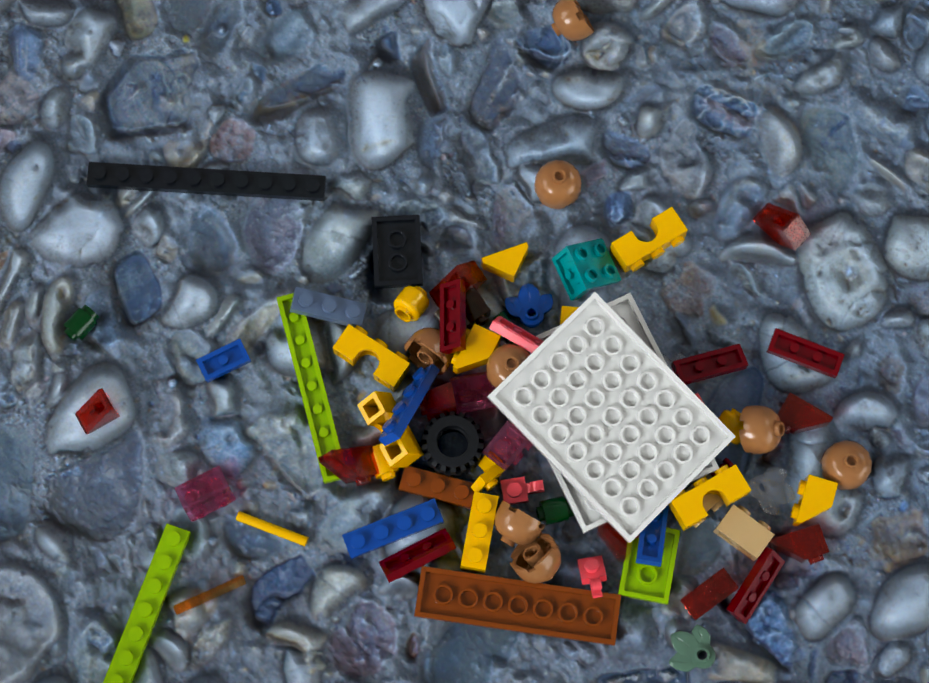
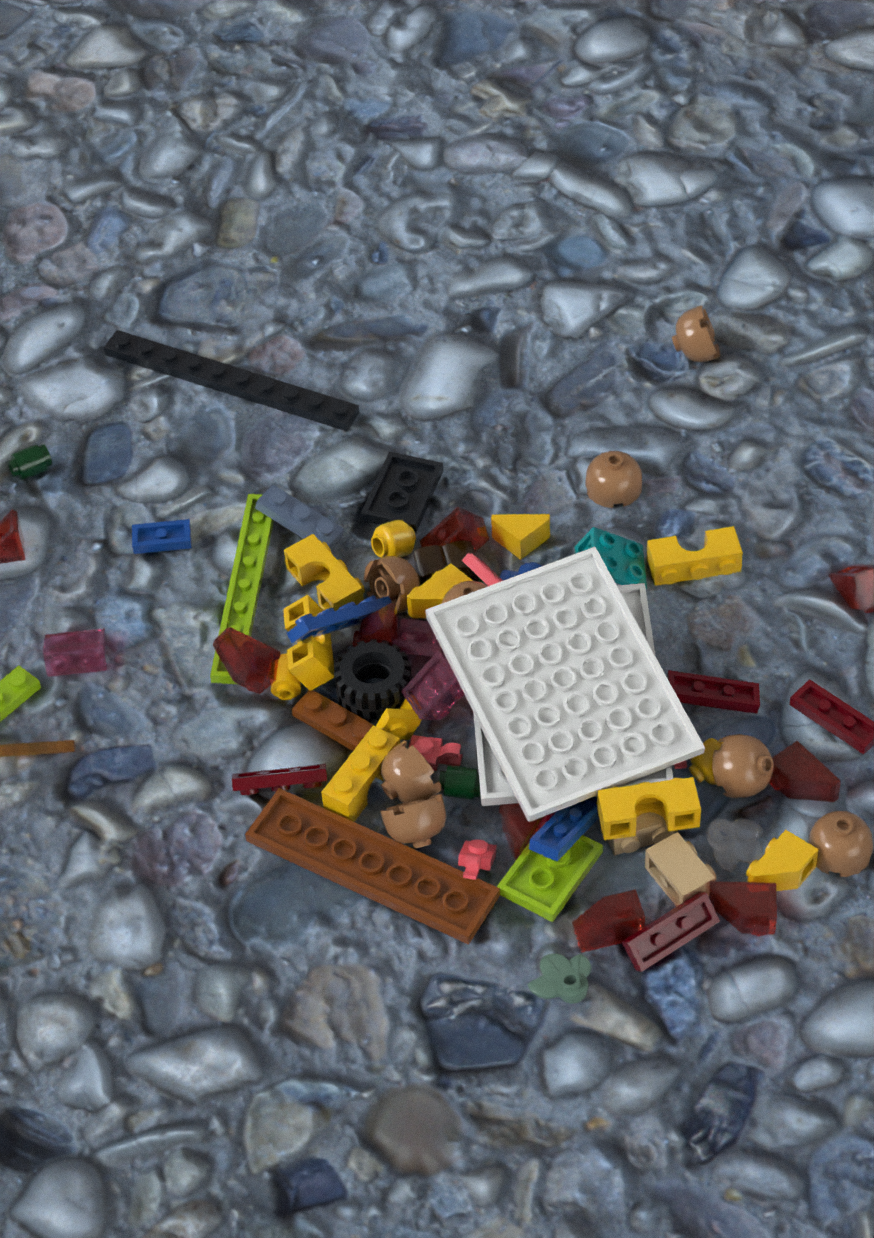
camera: 25 degrees right, 25 degrees down
(272, 528) = (131, 707): yellow bar -> none
(393, 528) = (266, 748): blue plate -> none
(453, 316) = (429, 550): dark red plate -> none

